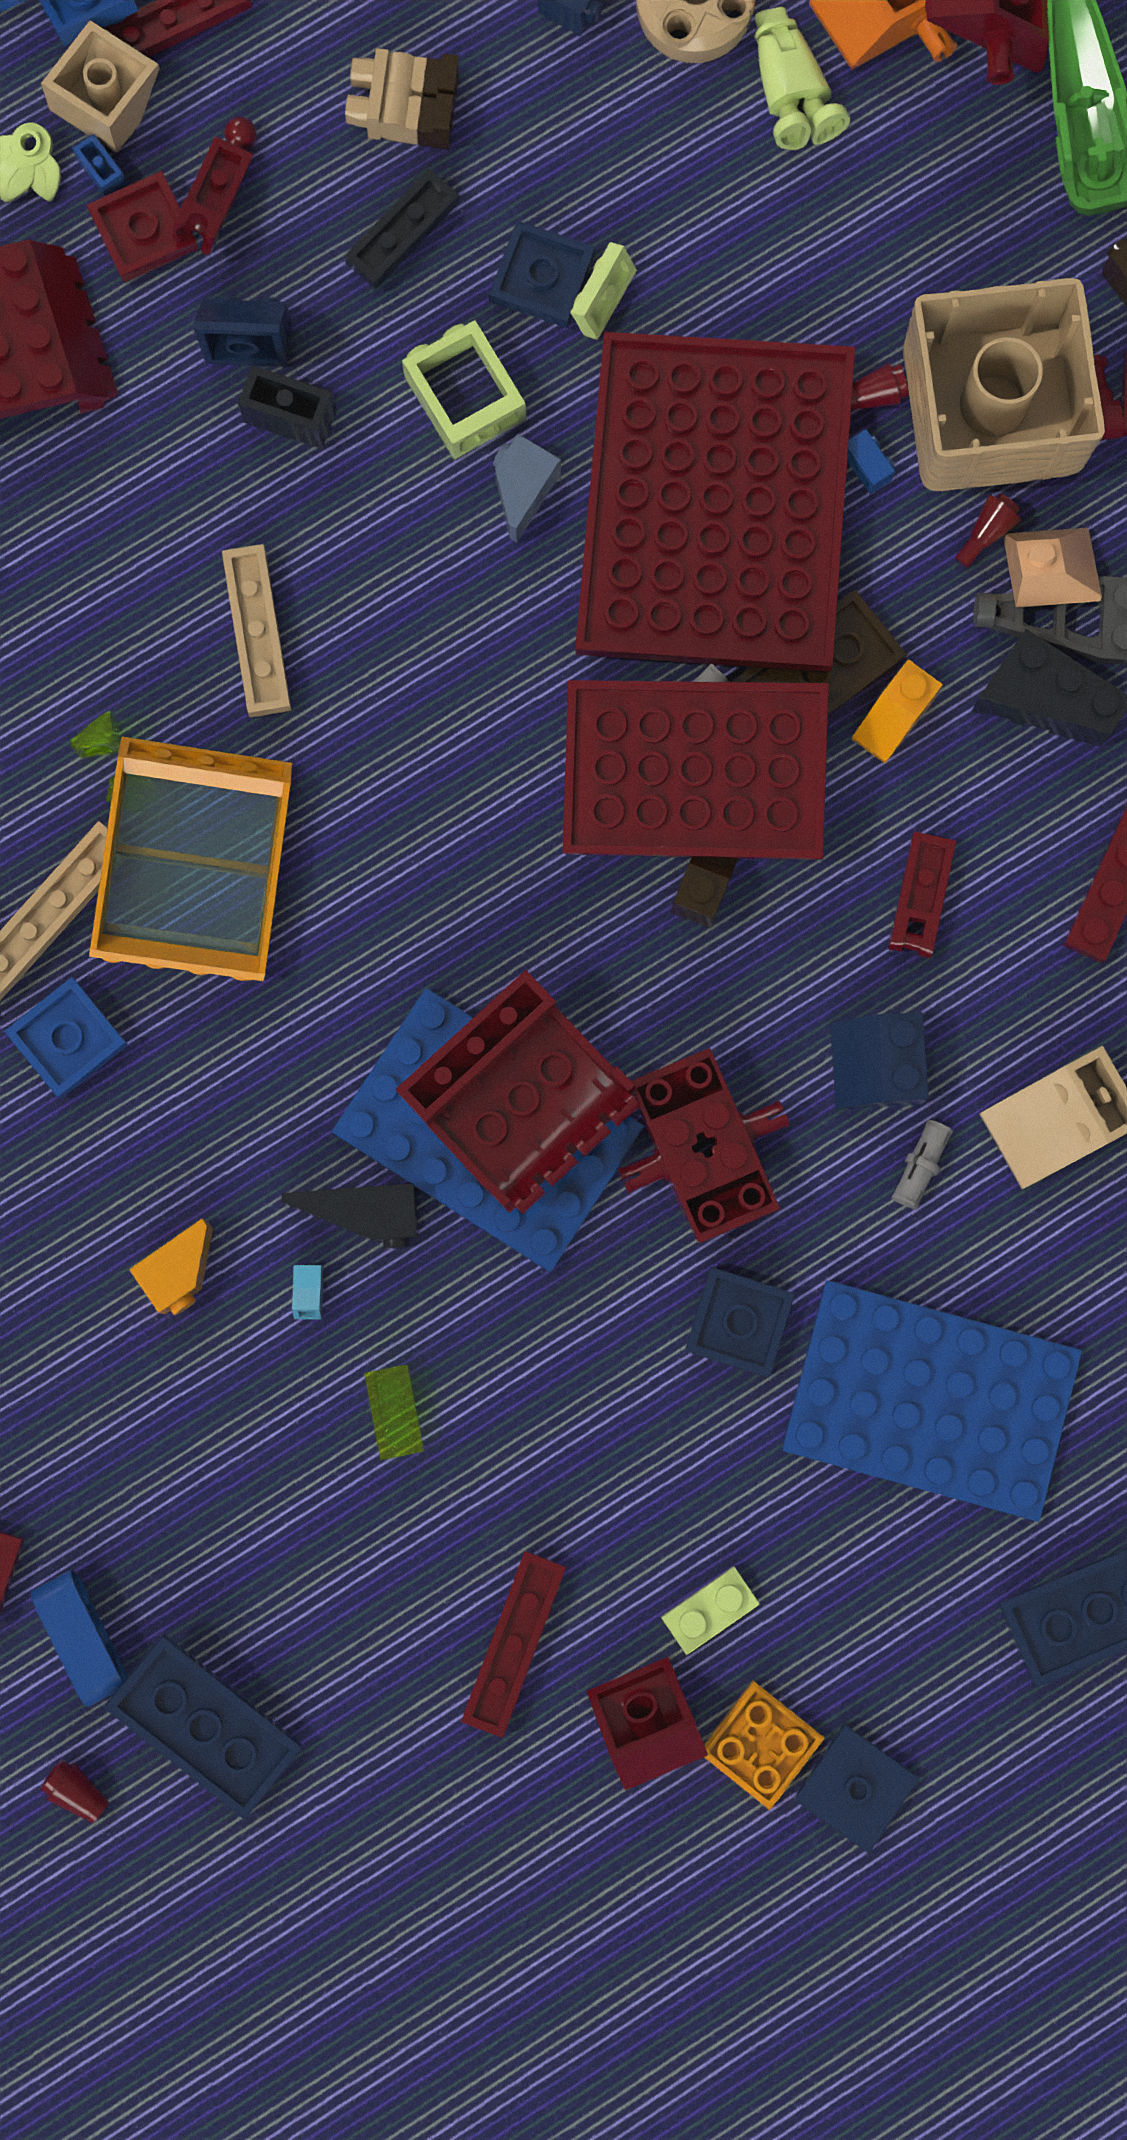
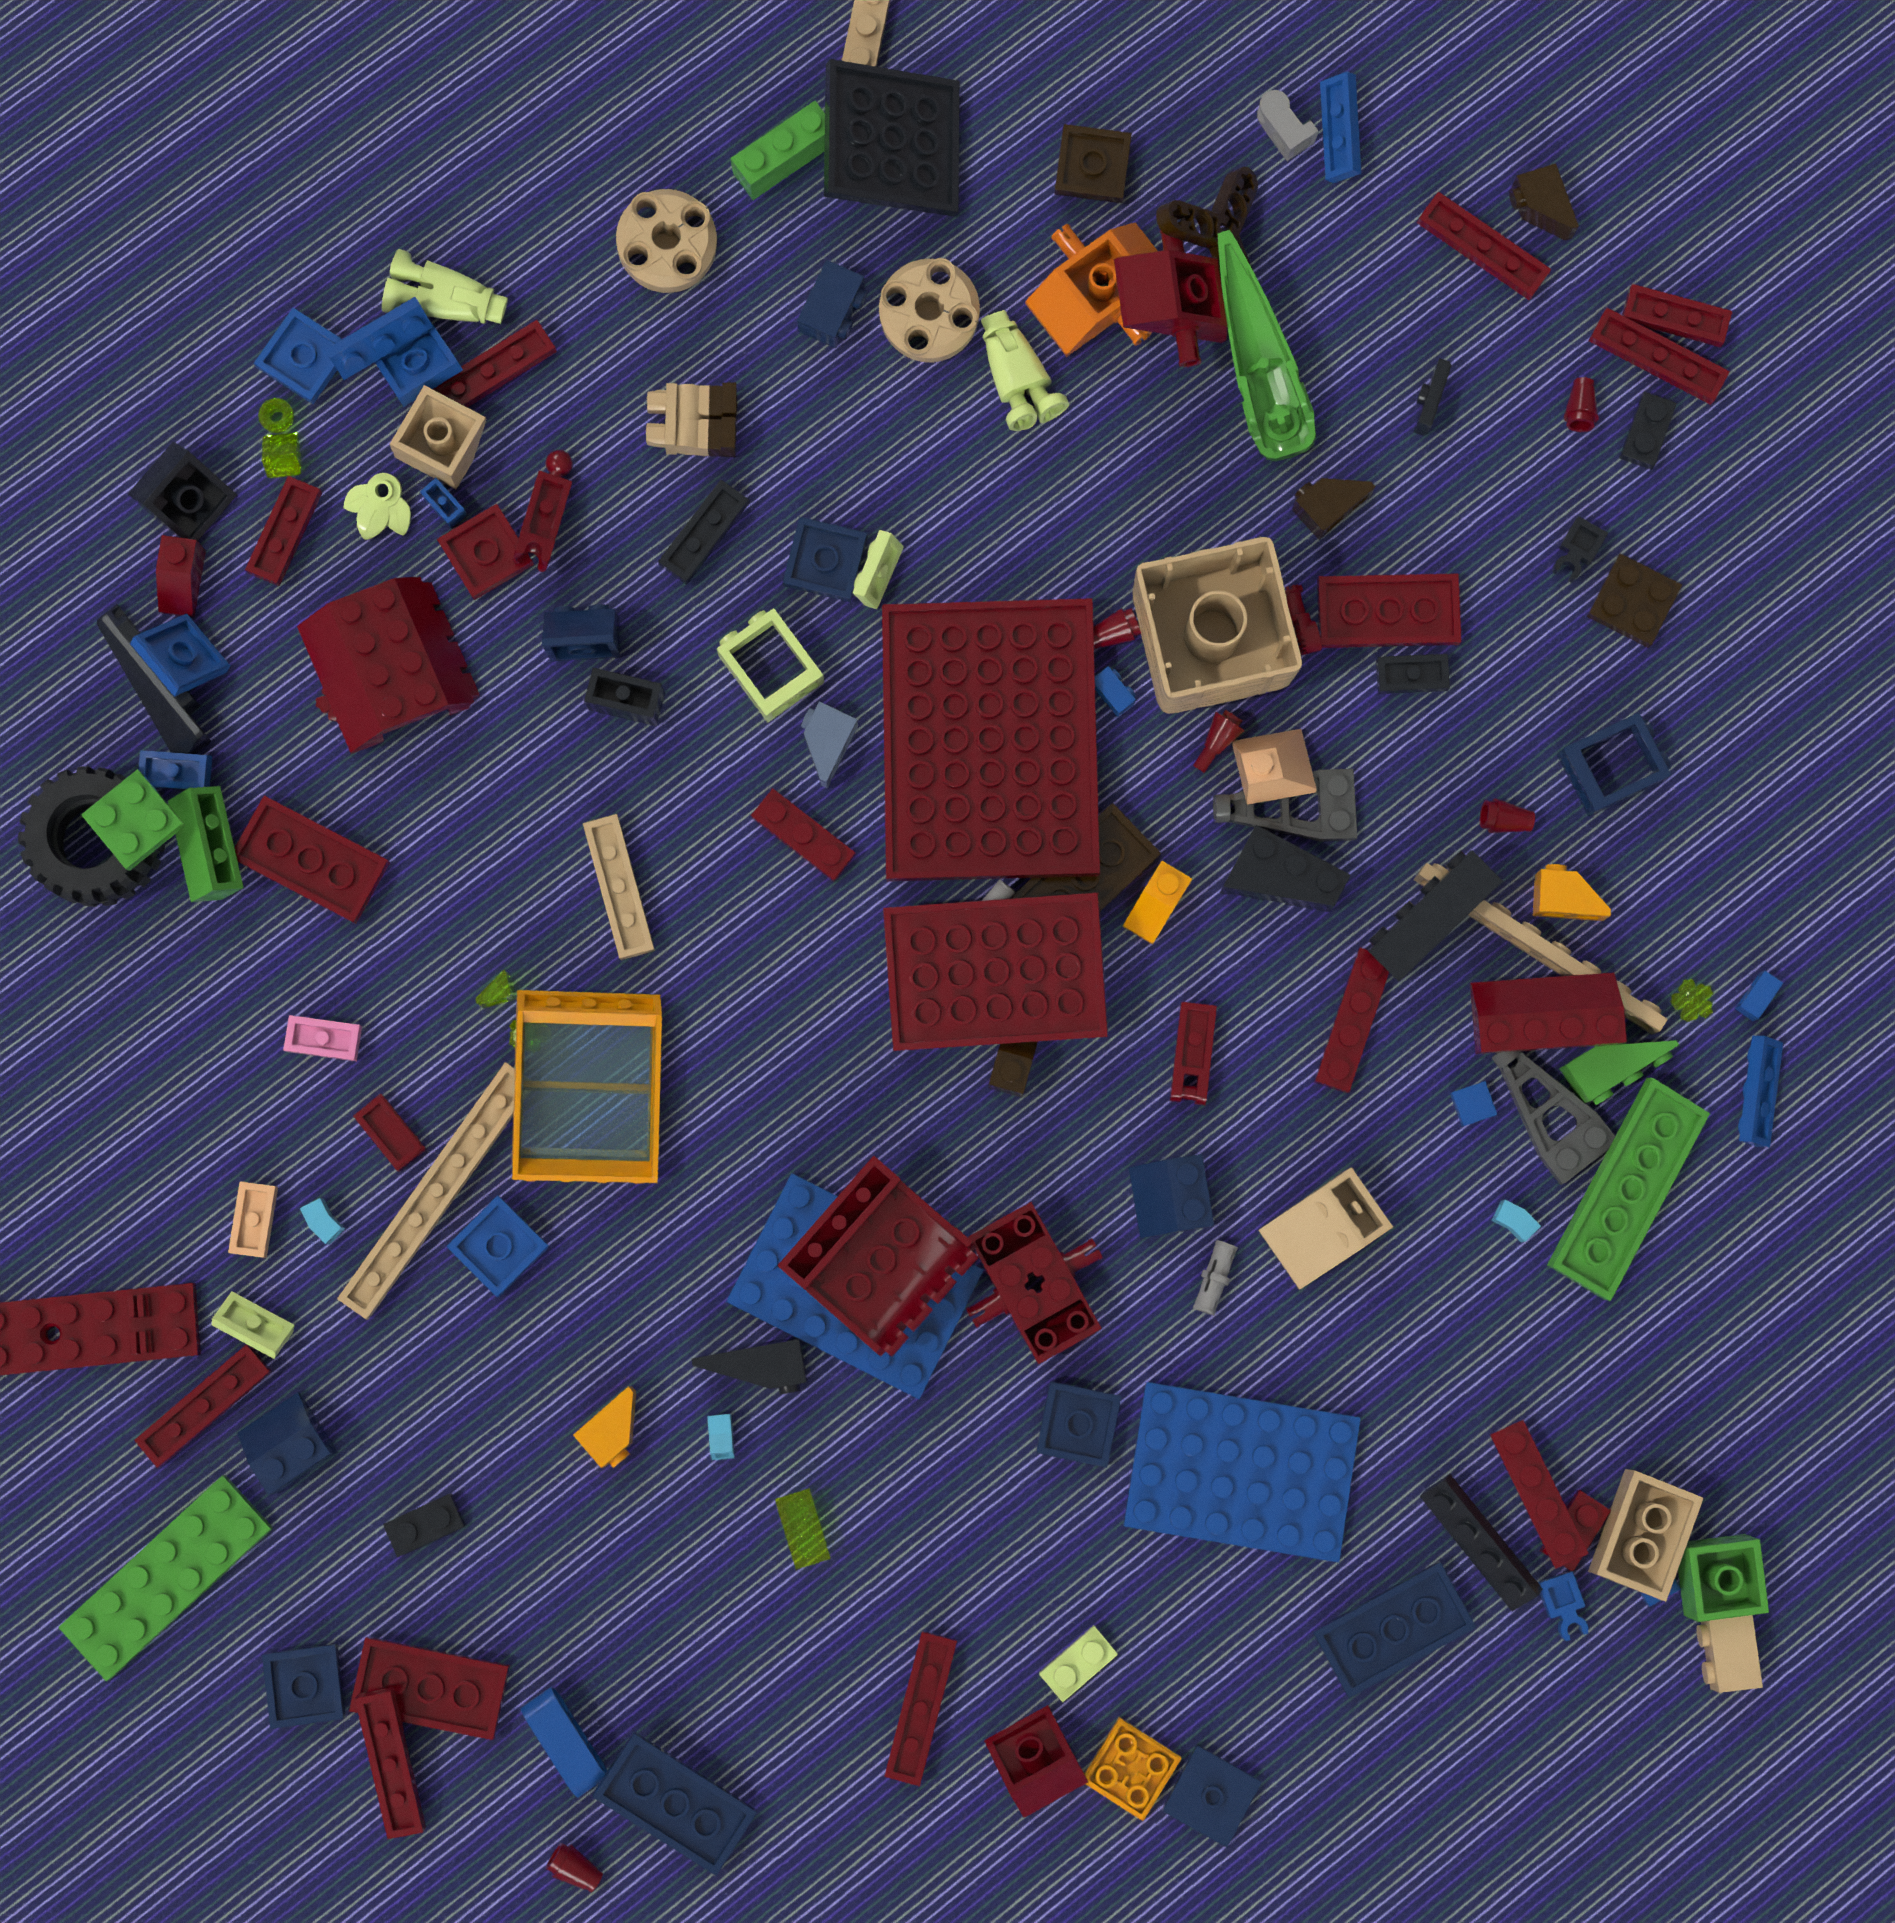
camera: 10 degrees left, 0 degrees up
(482, 592) = (803, 835): none -> dark red plate

